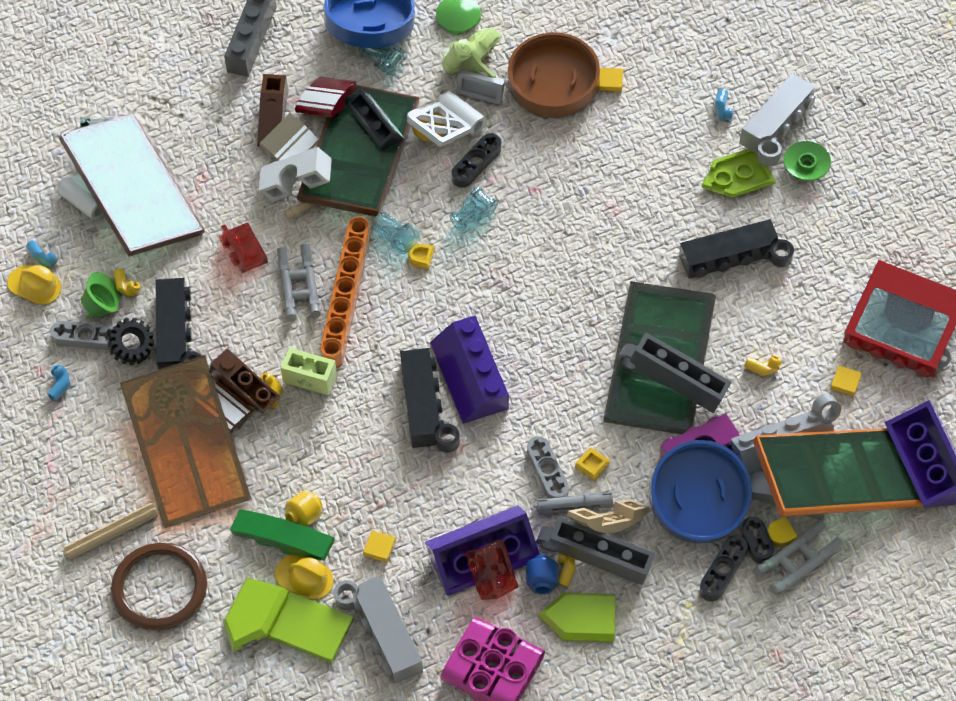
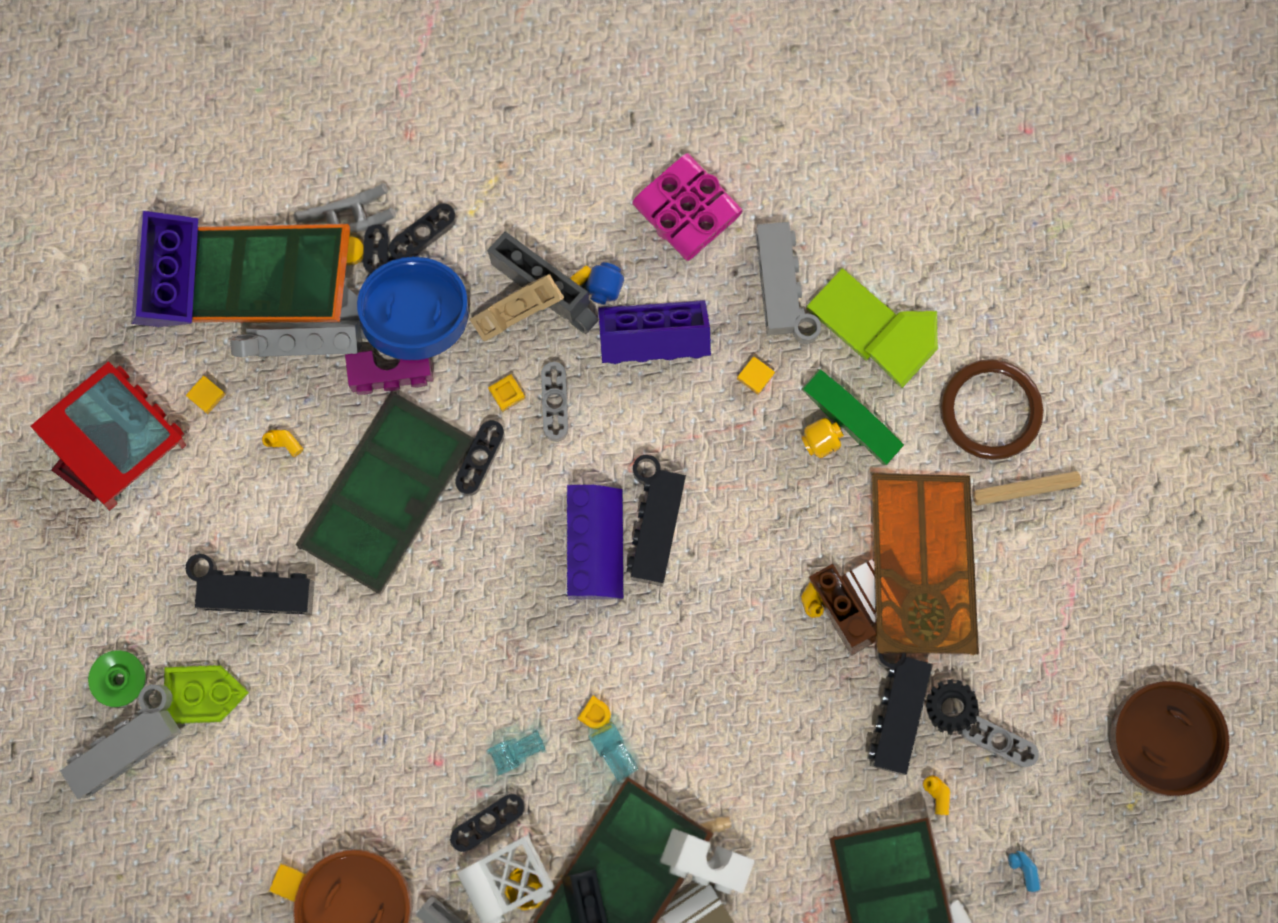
camera: 165 degrees left, 20 degrees up
(34, 284) = (1040, 835): yellow piece -> none
(61, 381) = (1039, 687): dark azure arm -> none
(100, 296) = (970, 782): bright green piece -> none
(244, 247) = (791, 797): clear red bracket -> none
(288, 276) = (752, 739): light grey piece -> none
(304, 576) = (843, 368): yellow piece -> none
(308, 371) = (768, 596): yellowish green brick -> none
(346, 282) = (697, 676): orange beam -> none
(492, 570) = (654, 295): clear red bracket -> none
(568, 503) = (542, 351): light grey pin -> none
(581, 617) = (580, 233): lime tile -> none
(588, 397) = (465, 473): none -> black beam
(675, 371) = (381, 447): dark grey hinge -> none
(720, 104) = (177, 797): dark azure arm -> none

